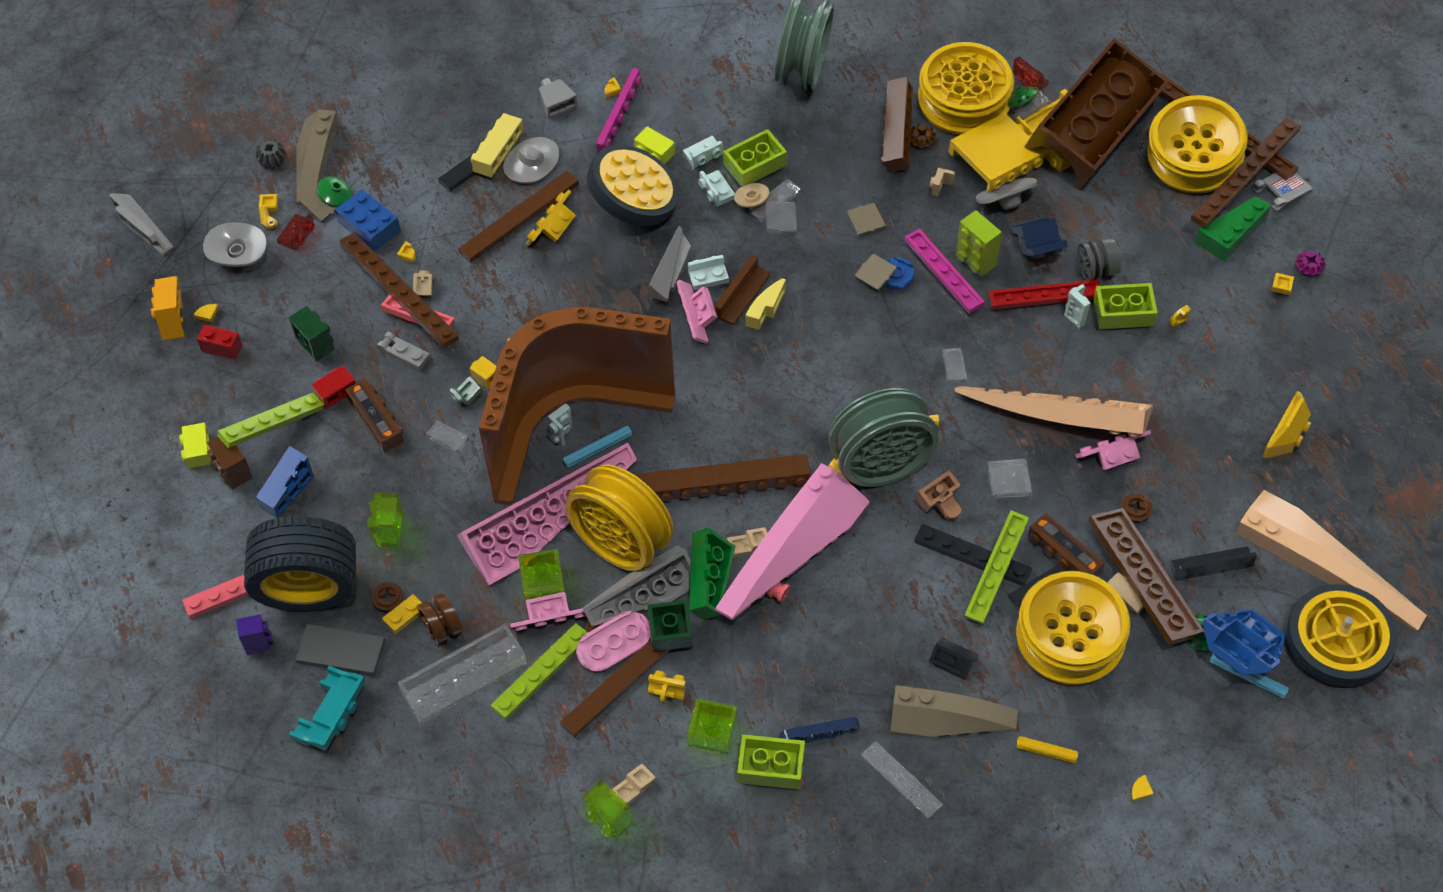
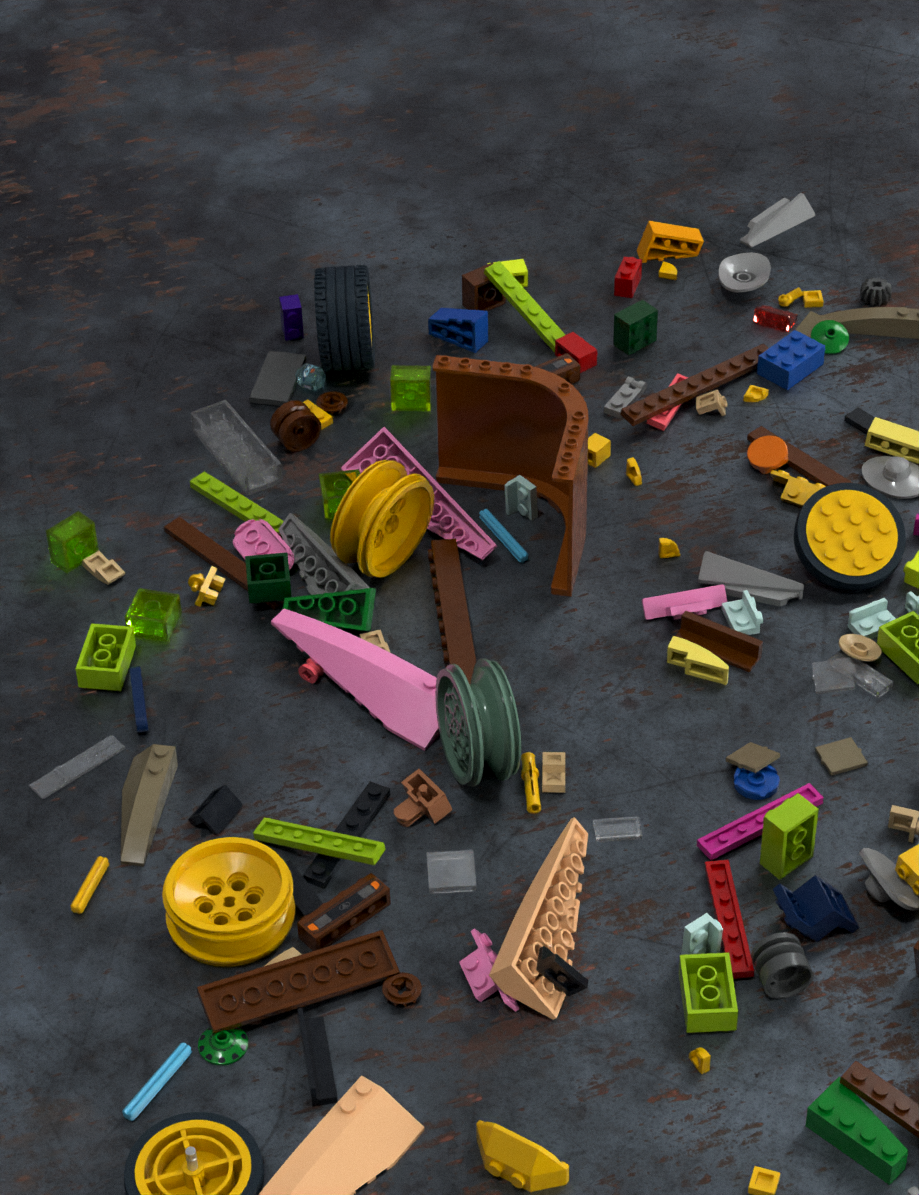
camera: 90 degrees right, 15 degrees down
(333, 711) = (211, 372): teal bracket -> none
(350, 615) = (310, 377): none -> clear light blue head
(502, 243) = (767, 453): none -> orange tile
(547, 608) = (304, 503): bright pink bracket -> none
(1122, 398) = (560, 972): none -> black panel
(1141, 789) = (27, 965): yellow tile -> none
(1244, 641) = (194, 1064): blue wedge -> none

